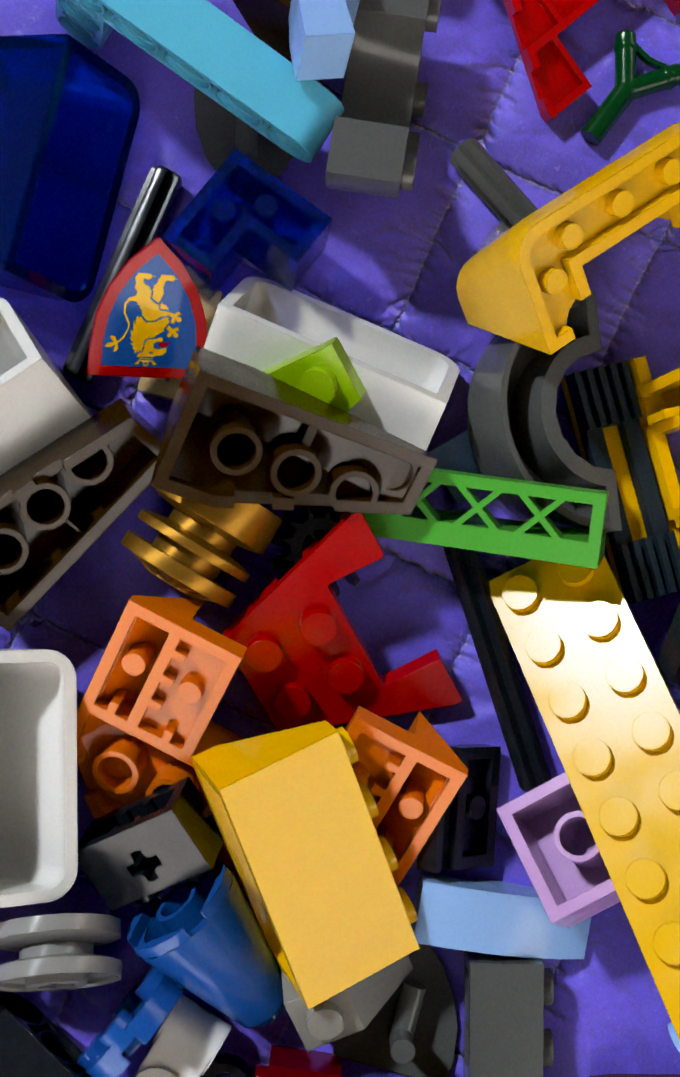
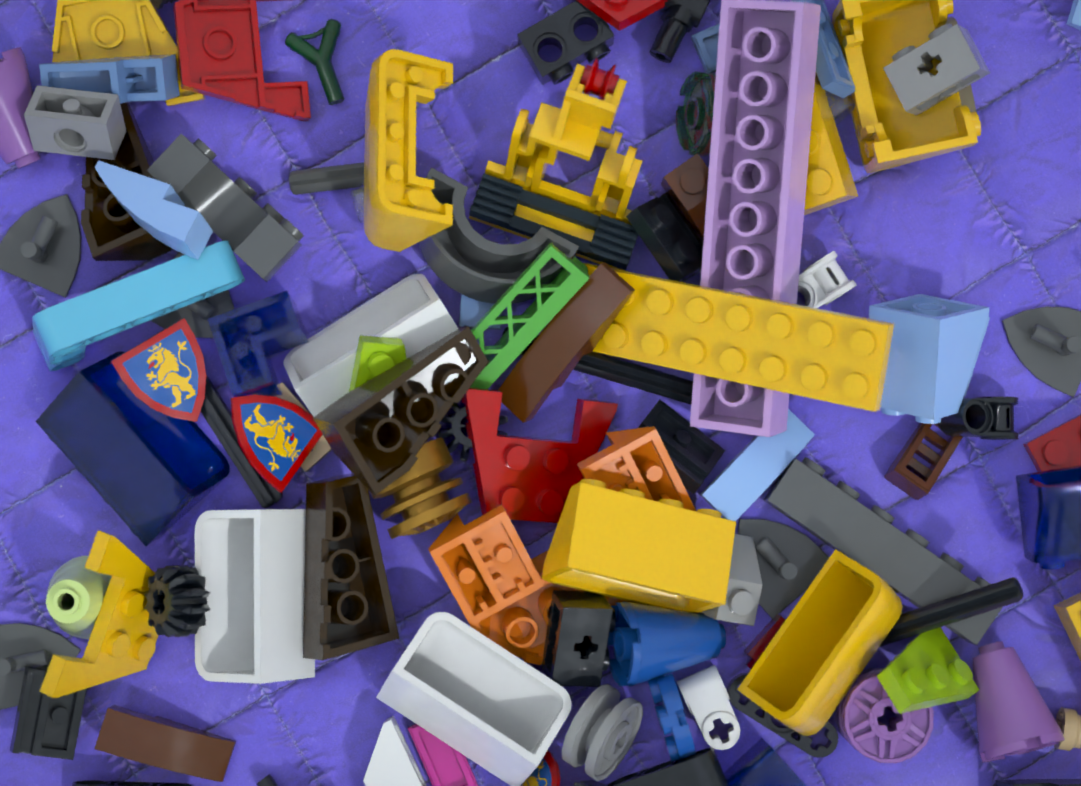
camera: 50 degrees left, 0 degrees up
(141, 145) = (167, 372): none -> shield
(498, 590) = (564, 342): none -> reddish brown slope

